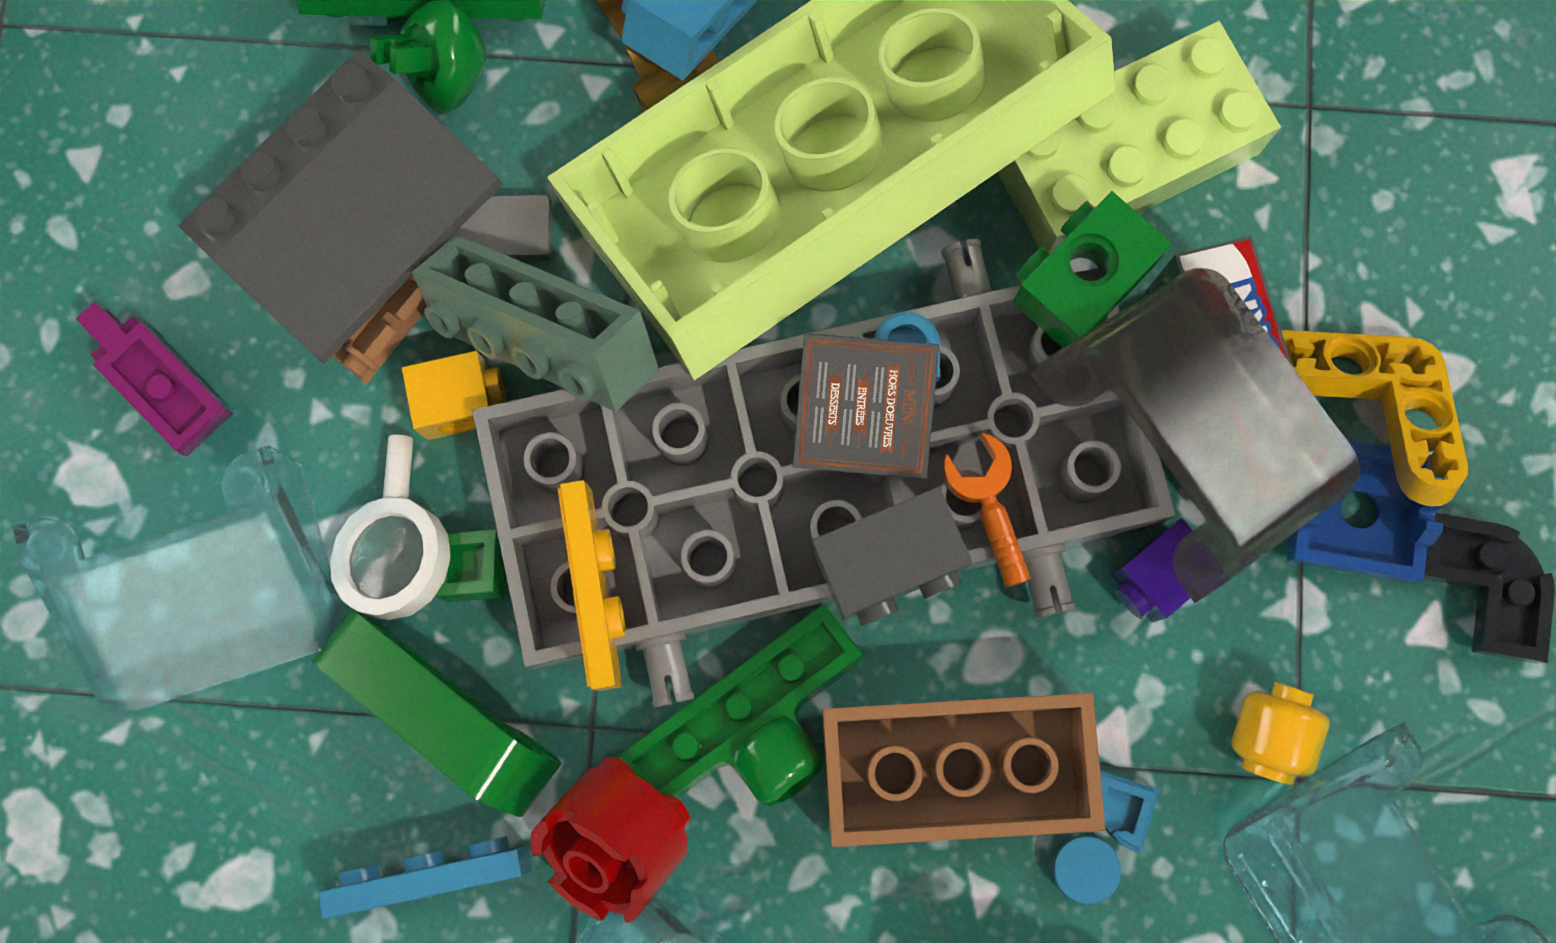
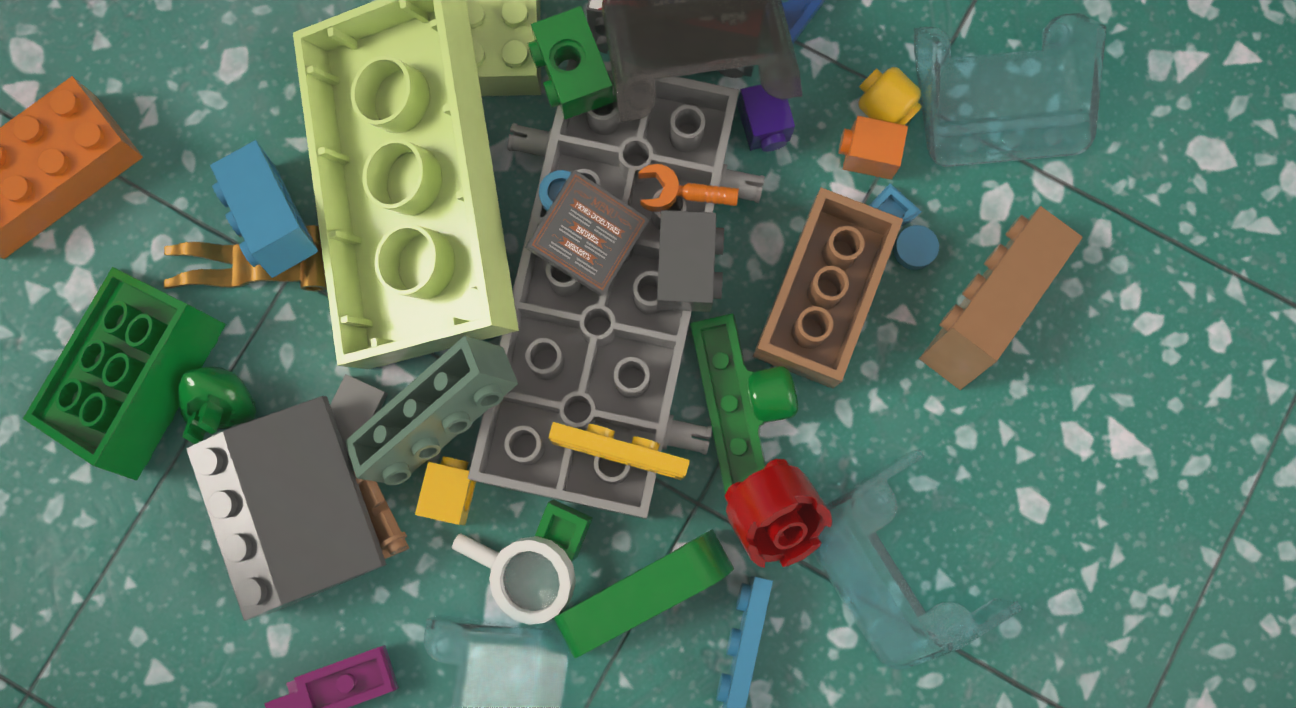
camera: 70 degrees left, 0 degrees up
(1198, 742) = (873, 147): none -> orange brick

